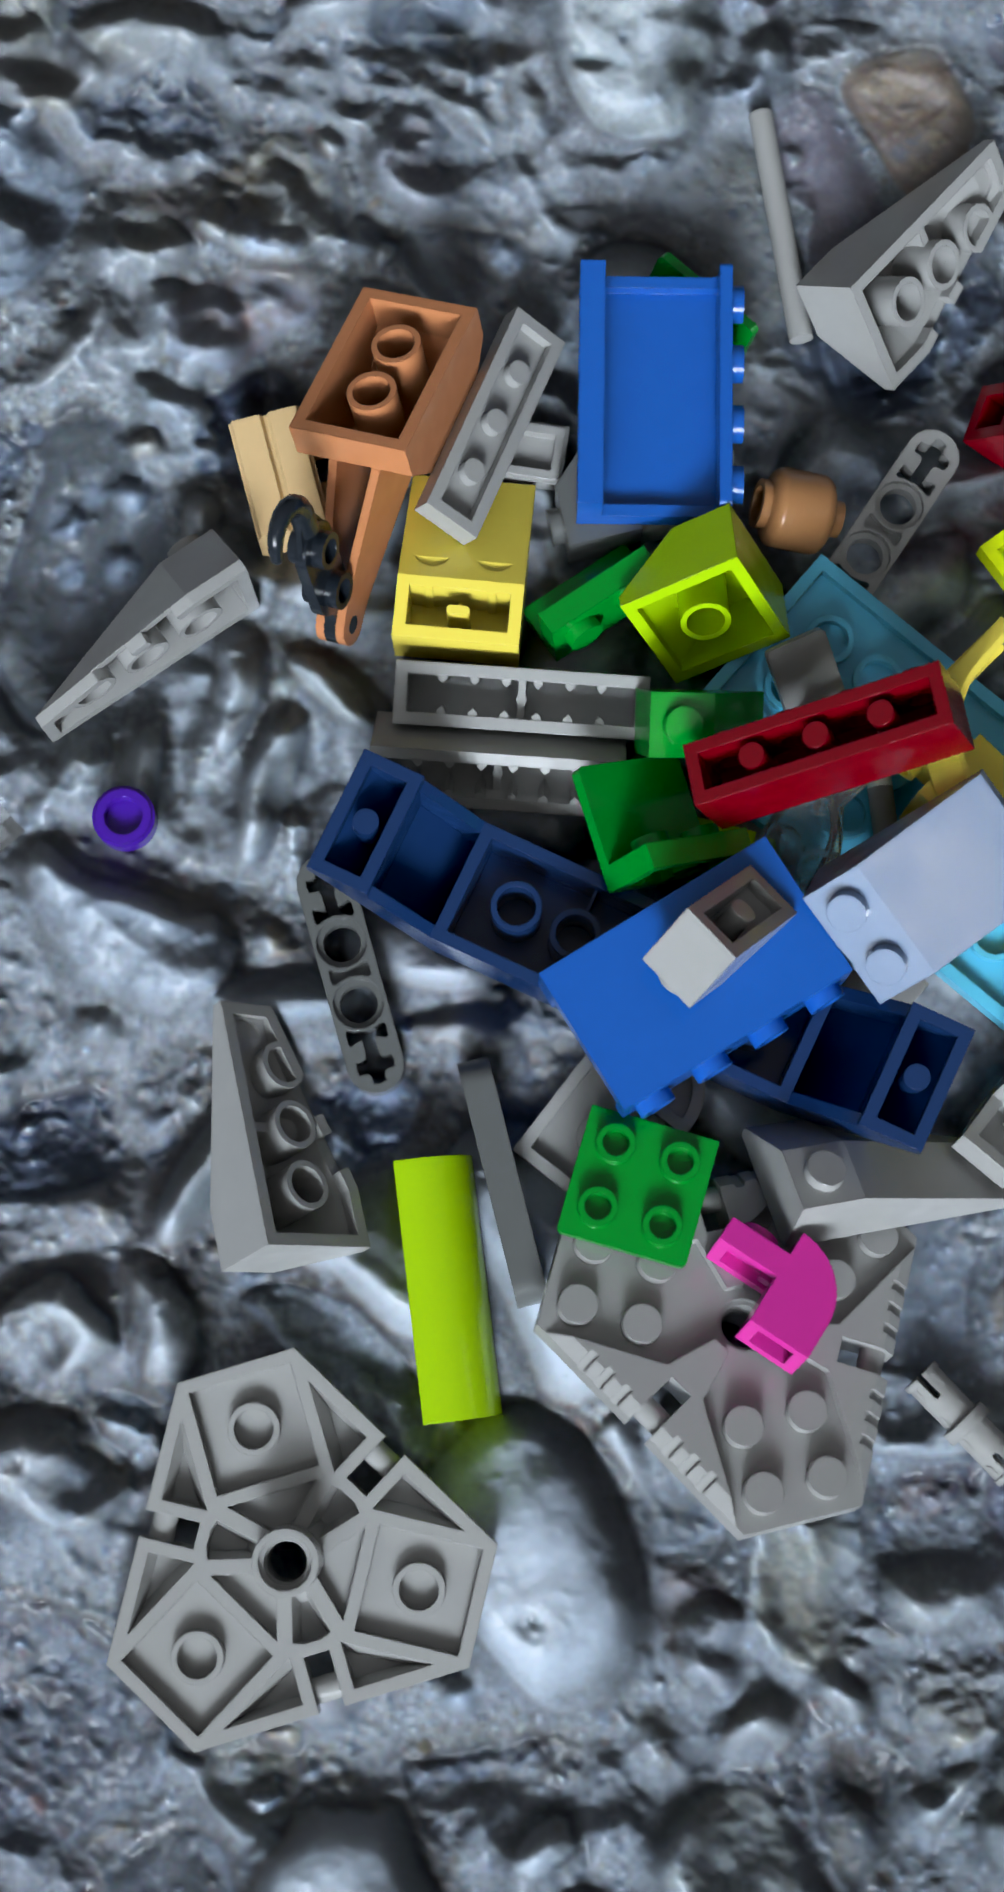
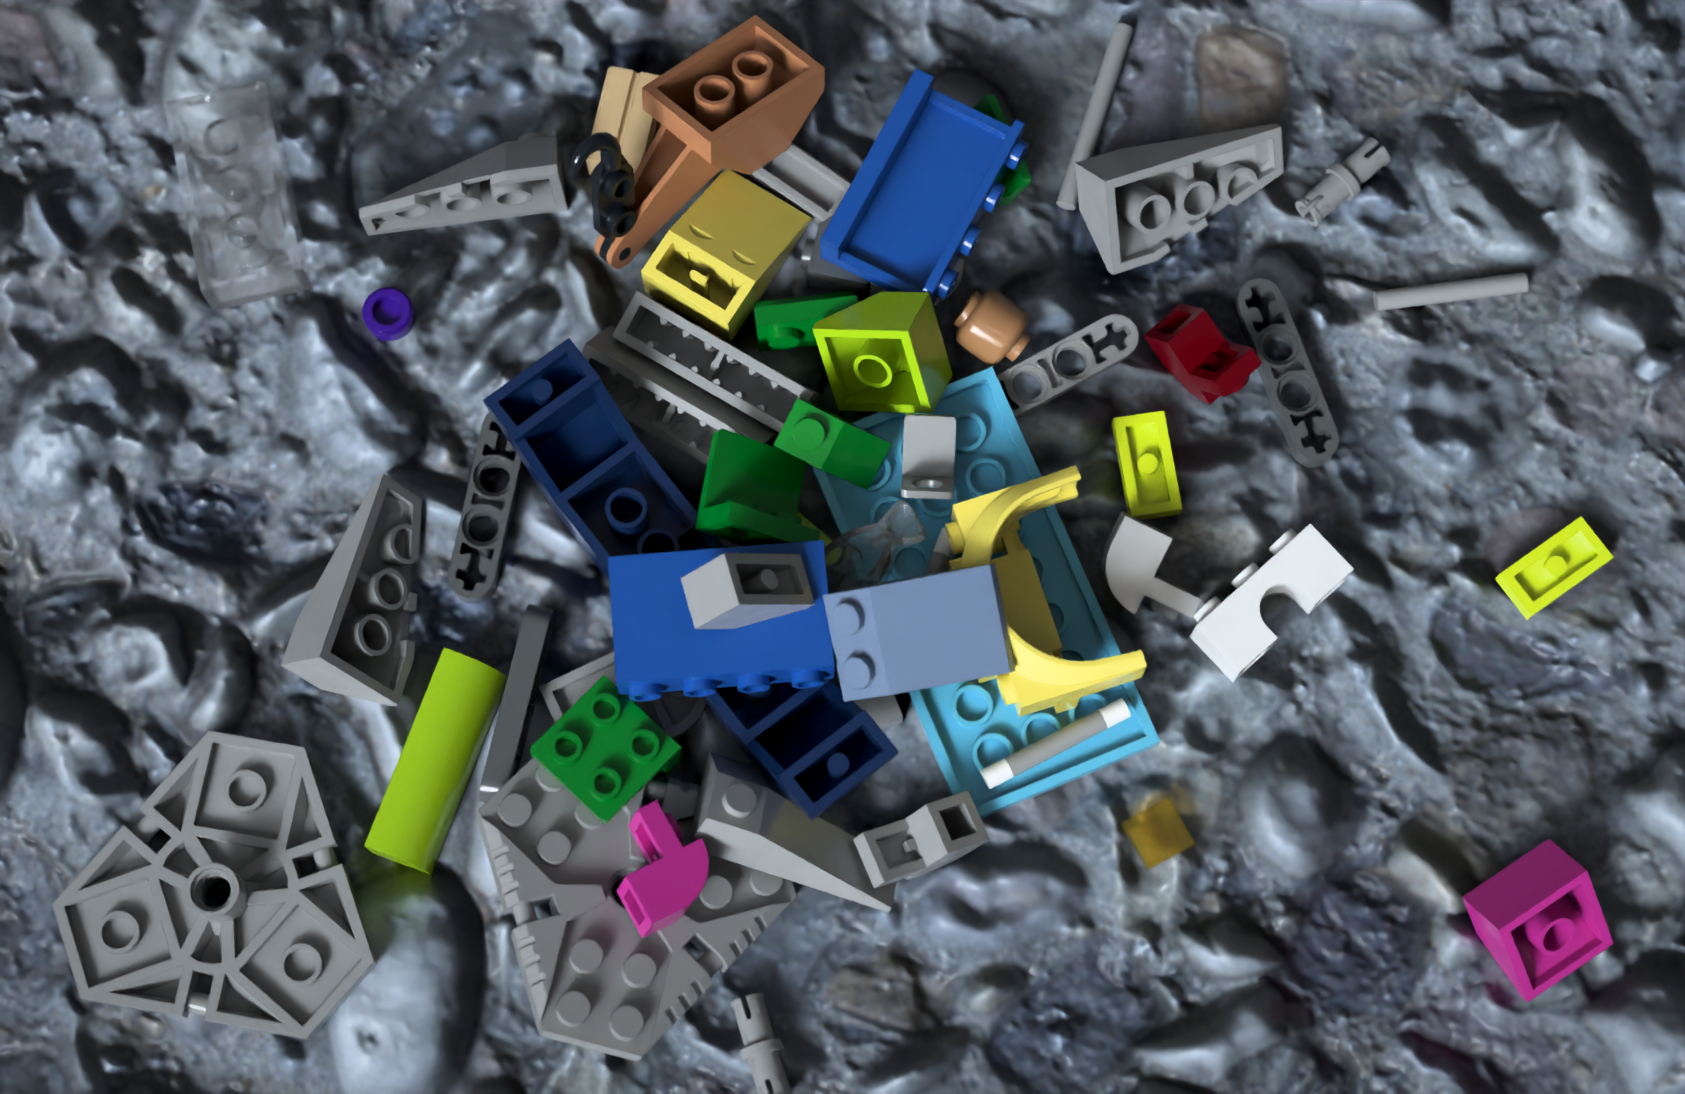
camera: 25 degrees right, 5 degrees down
(490, 426) = (795, 157): light grey plate -> none
(829, 745) = (896, 494): dark red brick -> none

